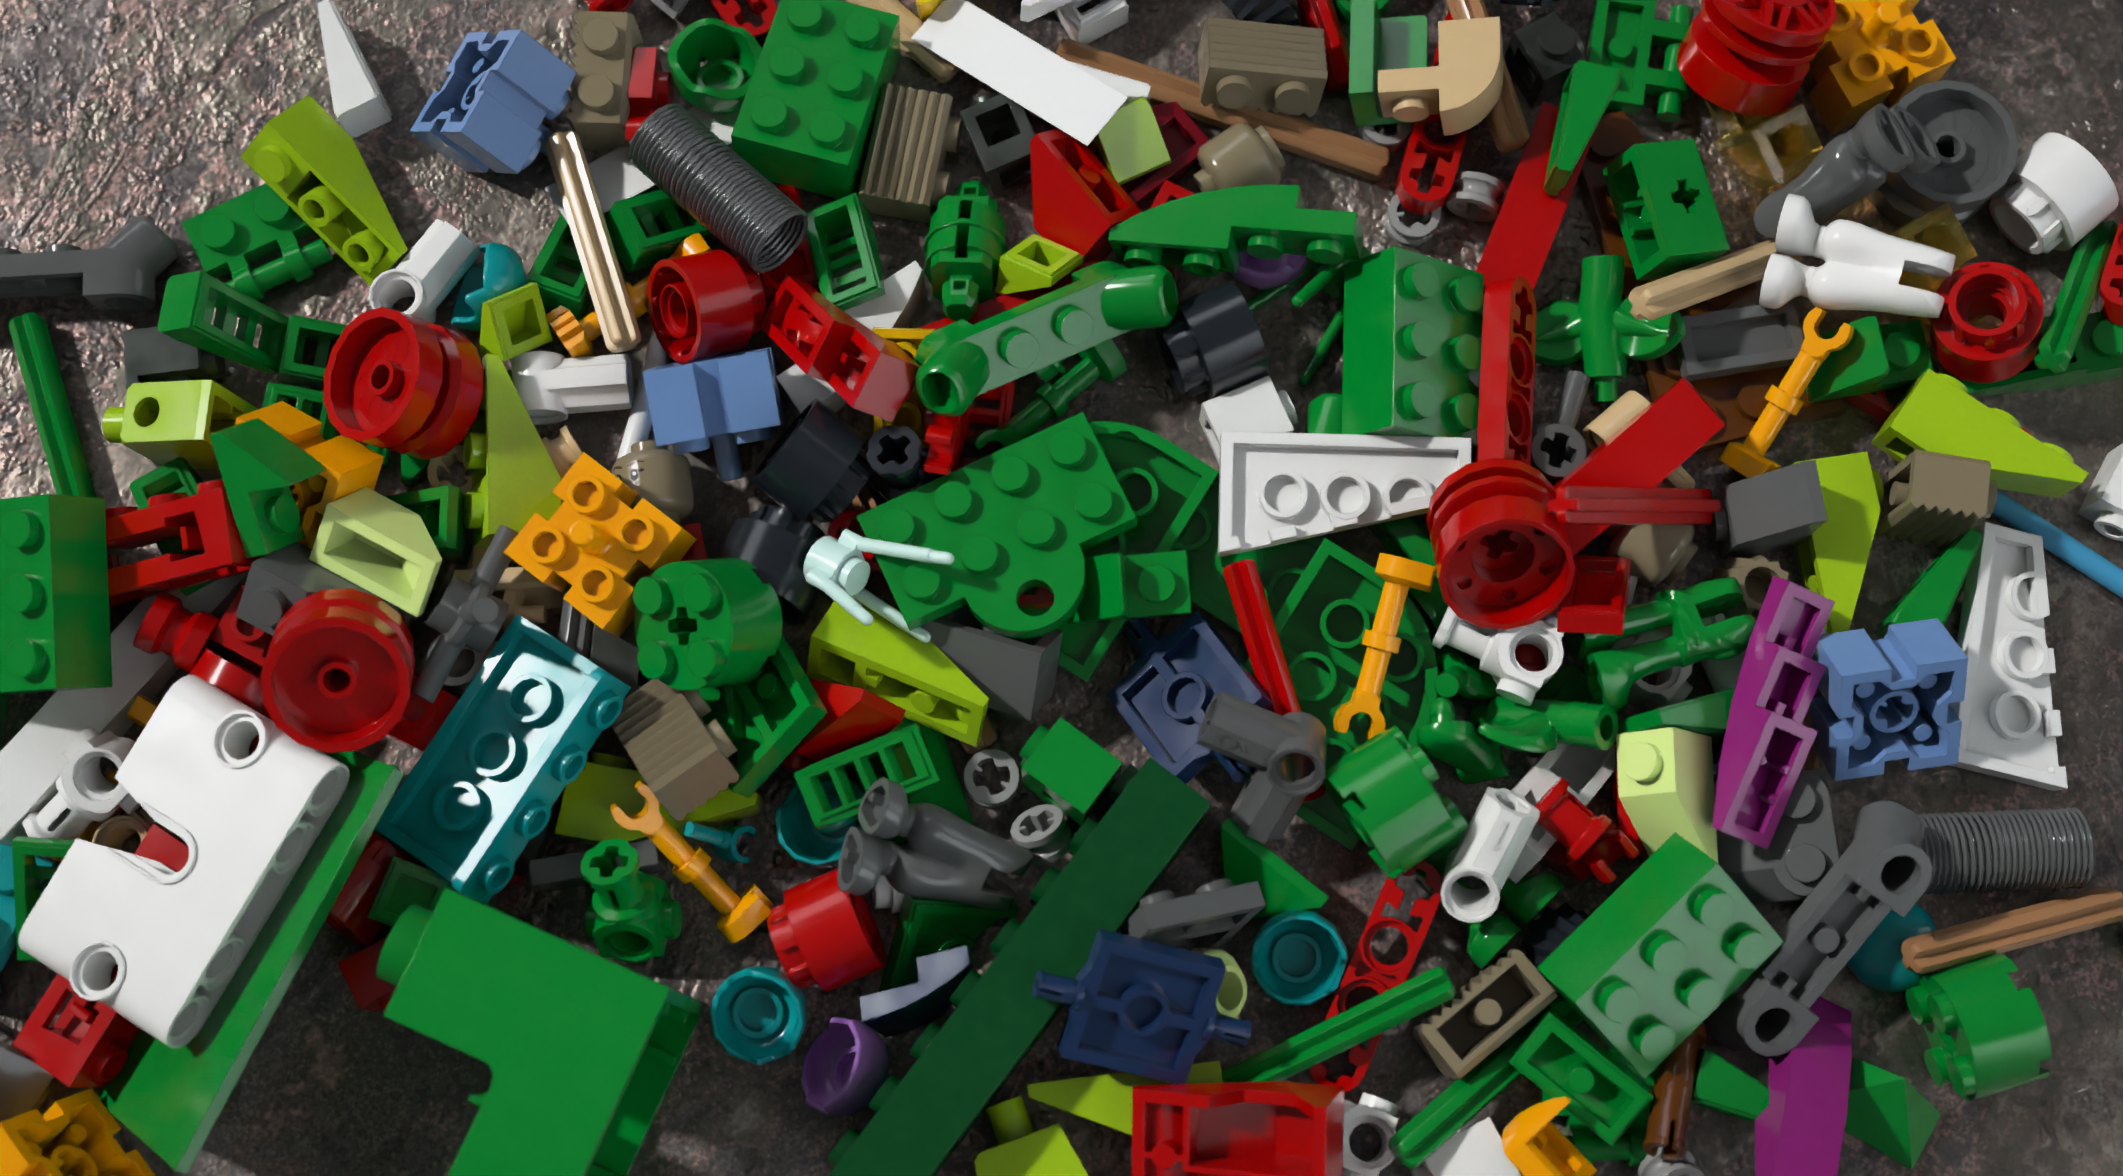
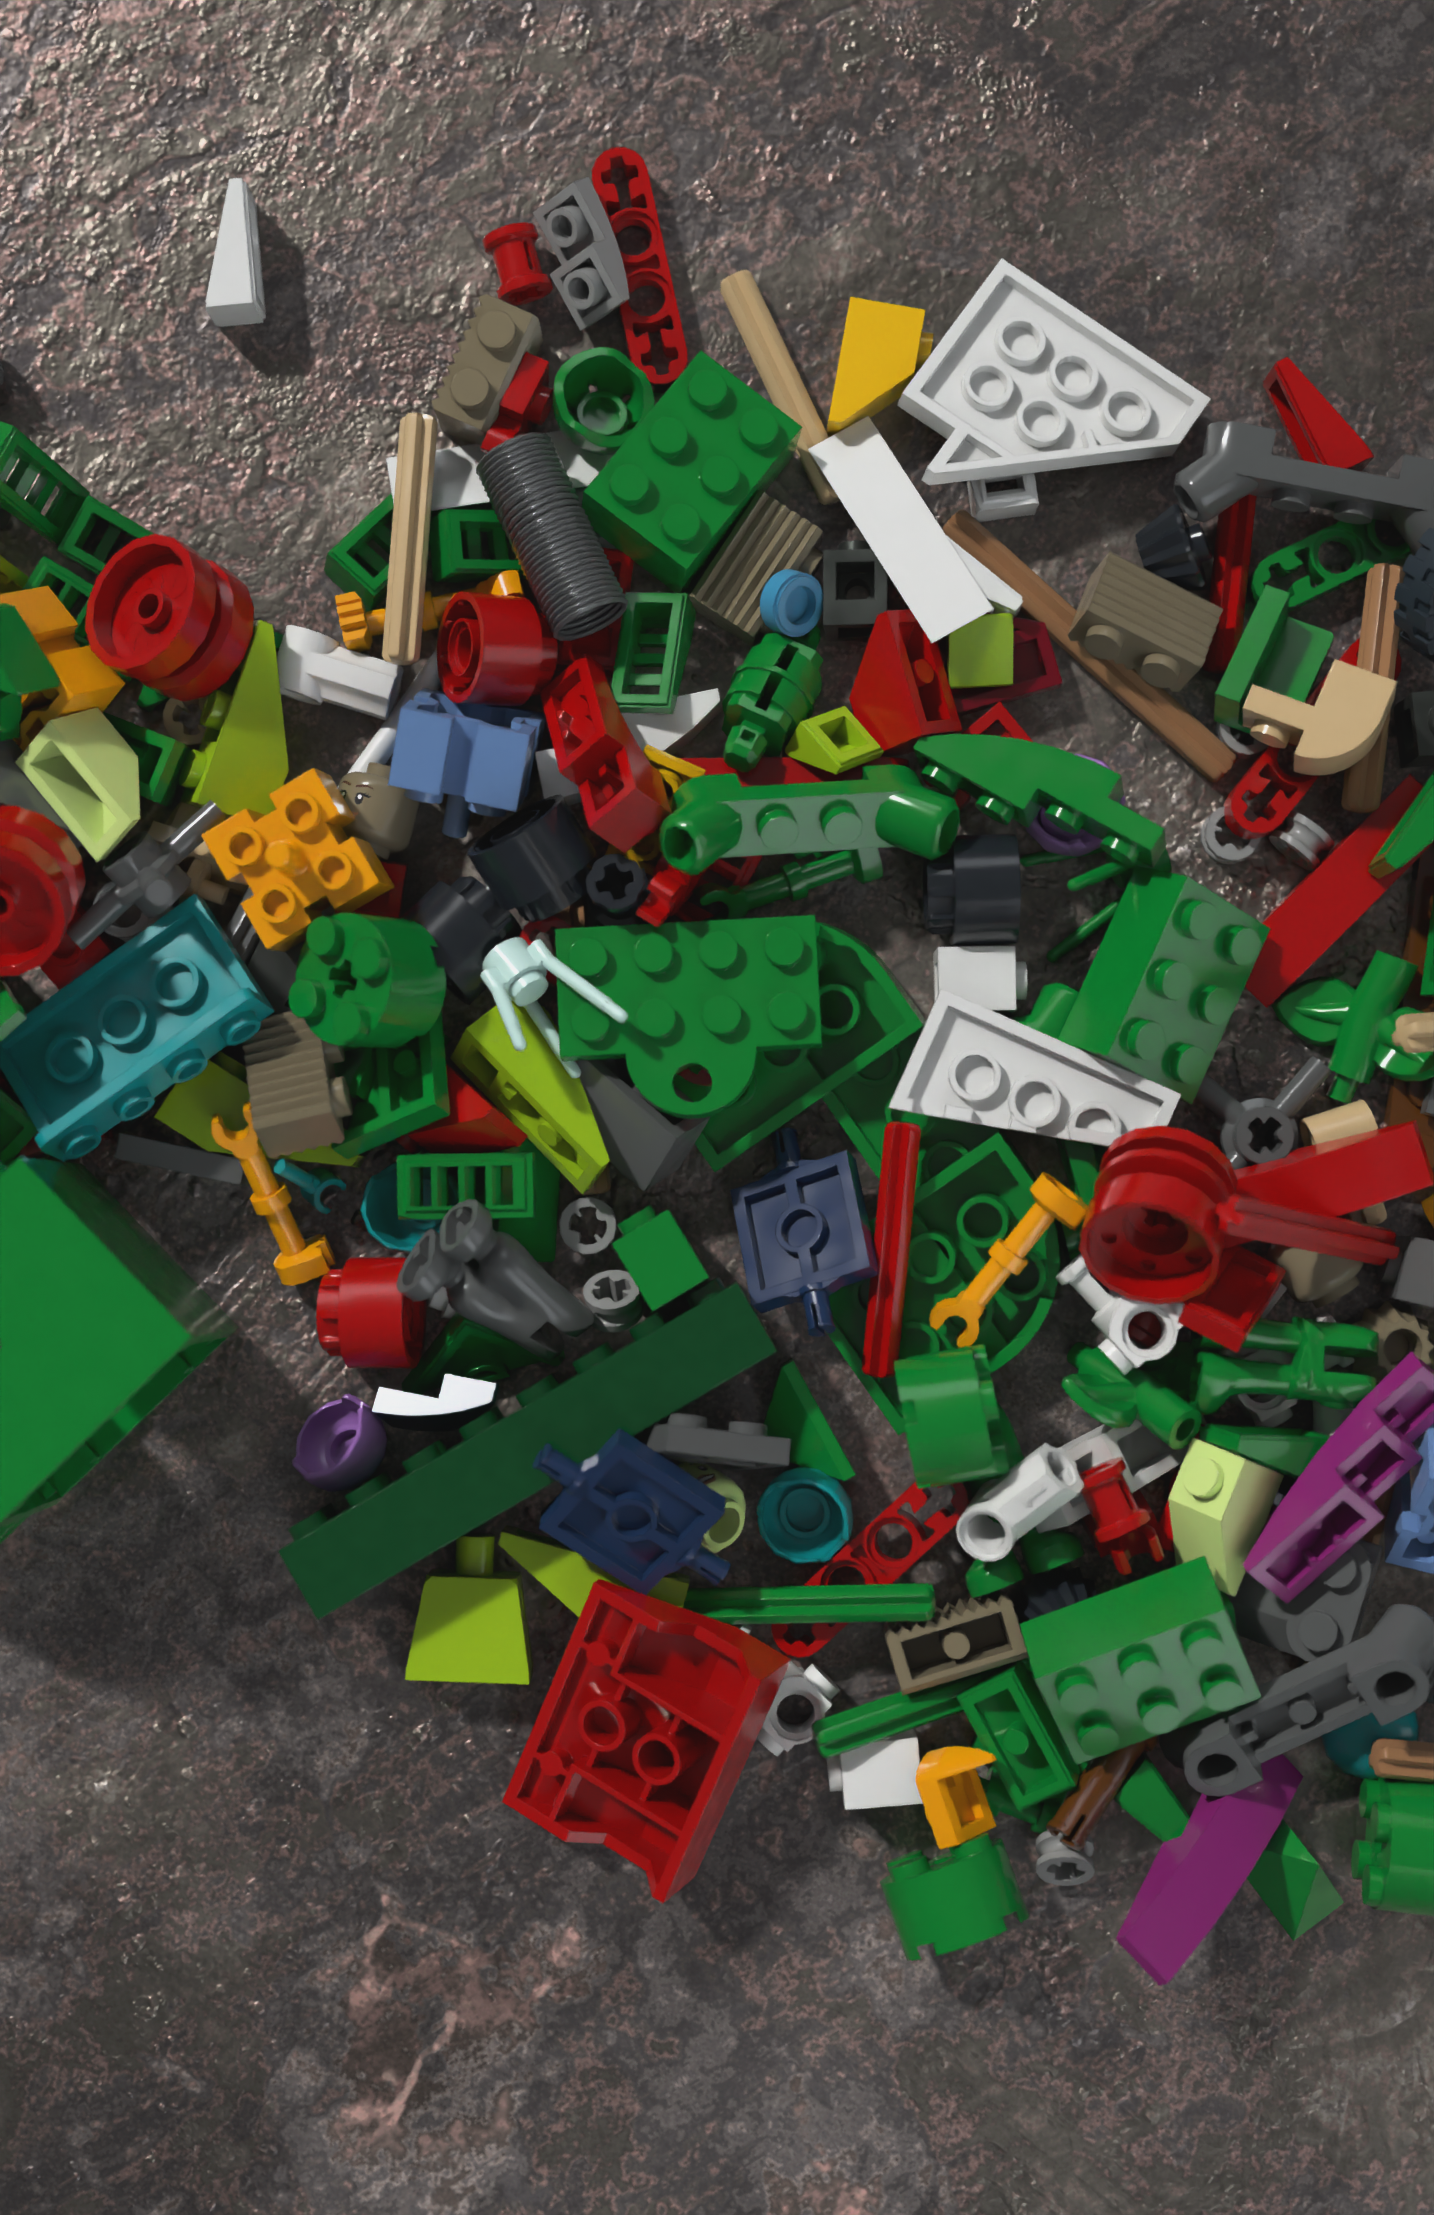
camera: 25 degrees right, 10 degrees up
(249, 229) = (87, 383): green plate -> none
(328, 185) = (174, 376): lime slope -> none
(426, 272) = (237, 501): white piece -> none
(495, 102) = (367, 357): medium blue brick -> none
(498, 275) = (292, 548): teal hair -> none
(514, 323) = (300, 595): lime slope -> none
(563, 450) = (304, 744): tan bush -> none
(628, 909) = (196, 1216): green connector -> none
(758, 1015) = (280, 1362): teal hair -> none
(950, 164) = (791, 603): none -> dark azure tile
(1135, 587) = (796, 1105): green slope -> none
(1239, 159) = (1079, 714): dark tan head -> none
(1266, 743) = (865, 1326): dark grey piece -> none
(1459, 745) = (1040, 1381): green piece -> none
(1462, 675) = (1073, 1316): green rock -> none
(1507, 371) = (1246, 1043): red beam -> none

